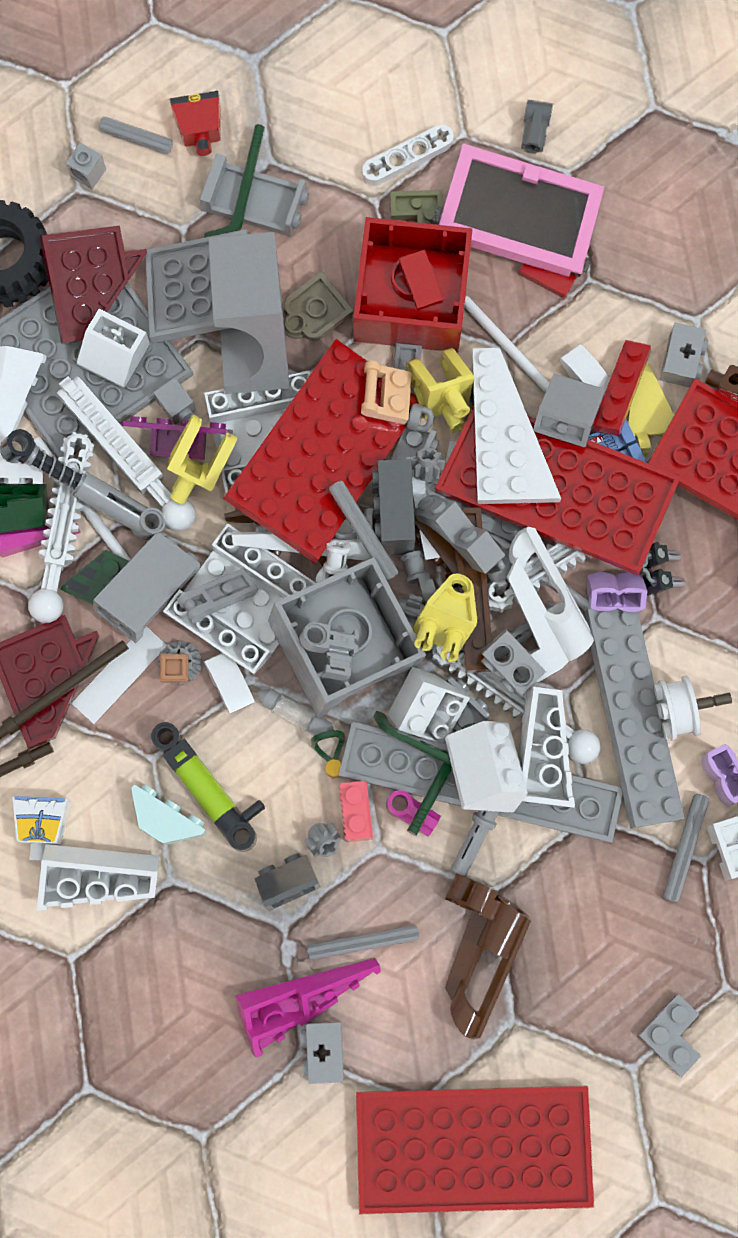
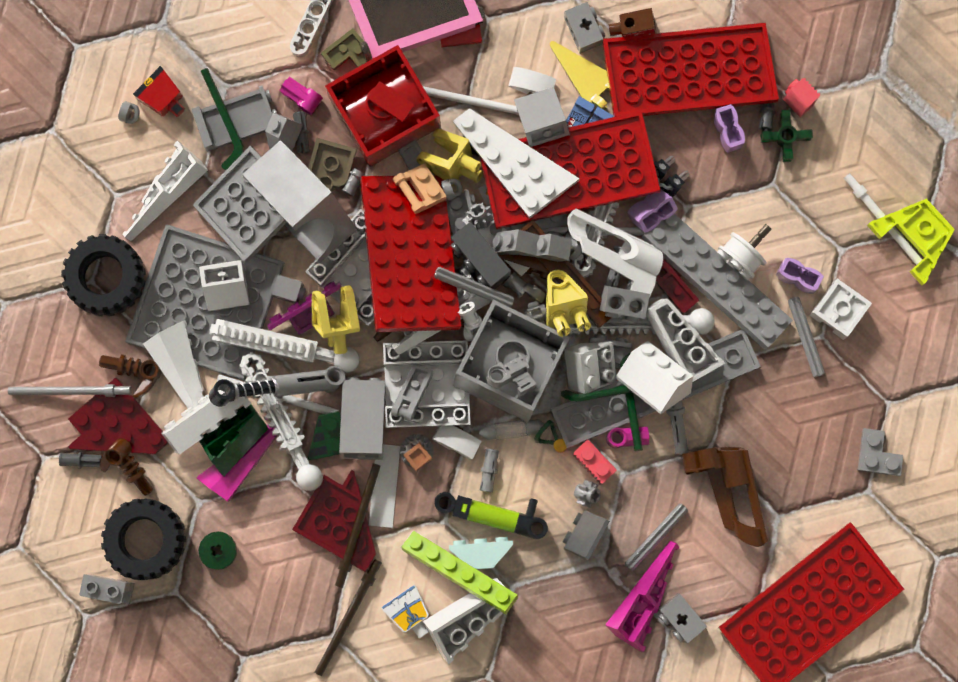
camera: 35 degrees left, 5 degrees up
(86, 166) = (111, 177): light grey brick -> none
(86, 275) = (172, 250): dark red wing -> none
(123, 822) = (459, 572): none -> lime plate
(136, 135) = (126, 132): light grey axle -> none
(147, 213) = (179, 174): none -> white wedge
(152, 116) = (126, 111): none -> light grey tile
(239, 738) = (489, 470): none -> light grey pin
(291, 240) = (282, 129): none -> light grey slope
(310, 256) = (302, 139): none -> dark grey axle
(324, 342) = (353, 182): none -> light grey pin
(339, 225) = (305, 98): none -> dark pink piece
(581, 691) = (676, 289): none -> dark red plate
(622, 388) = (562, 76): red plate -> none

